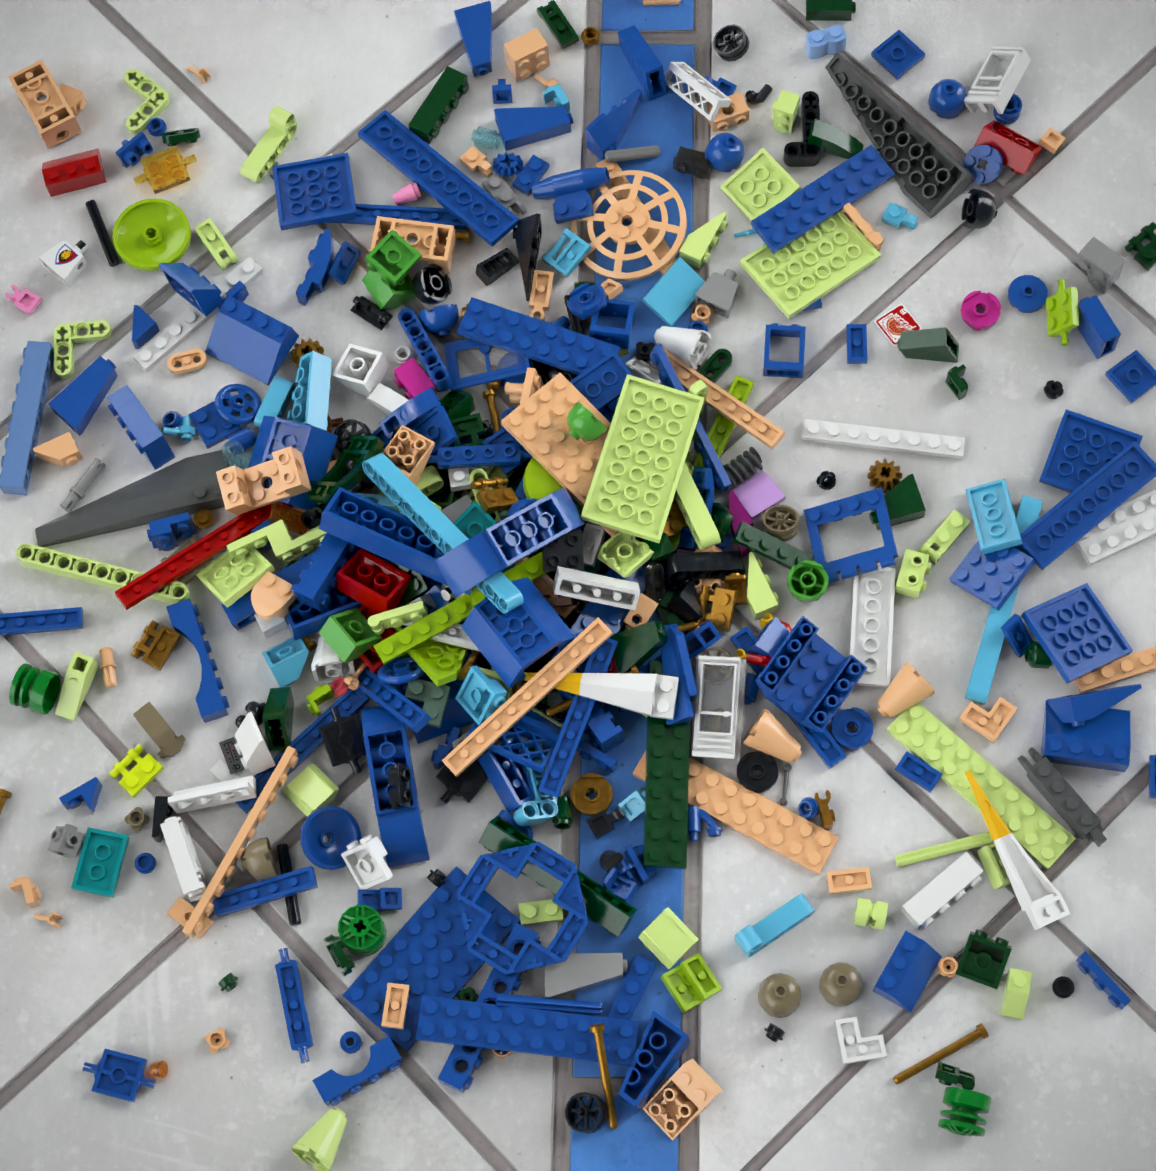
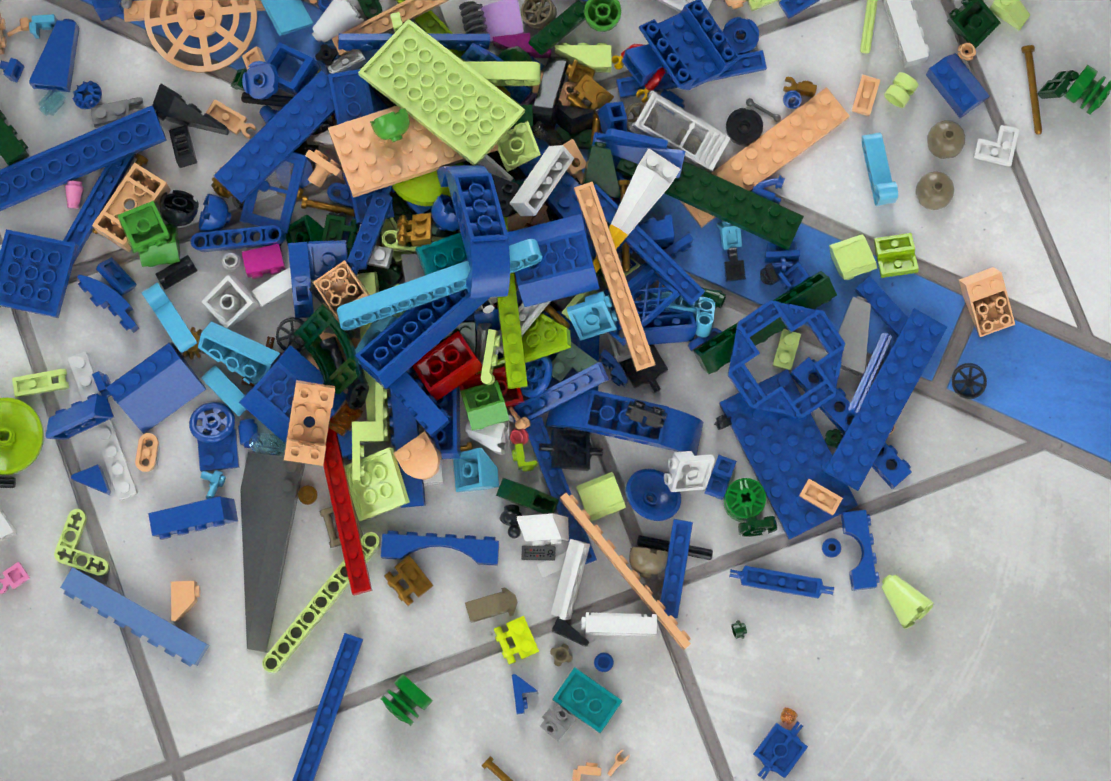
camera: 75 degrees left, 10 degrees up
(76, 685) = (418, 664): yellowish green slope -> none
(77, 492) = (230, 597): light grey pin -> none
(84, 395) = (139, 560): blue slope -> none
(108, 667) = (411, 629): light nougat axle -> none
(166, 531) = (311, 531): blue plate -> none
(172, 419) = (194, 487): blue plate -> none
(181, 913) = (663, 644): light nougat plate -> none
(211, 1039) = (787, 653): light nougat plate -> none
(321, 322) = (169, 317): none -> medium azure beam
(474, 160) = (68, 122): light nougat plate -> none
(530, 174) = (106, 80): blue plate -> none
(570, 256) = (206, 76): medium azure plate -> none
(571, 192) = (146, 50): blue plate -> none
(583, 786) = (703, 256): pearl gold plate -> none
(604, 1071) = (913, 340): pearl gold bar -> none
(654, 1058) = (946, 306): blue wedge -> none
(772, 738) = (722, 102): light nougat cone -> none
(774, 1032) = (964, 207): black plate -> none

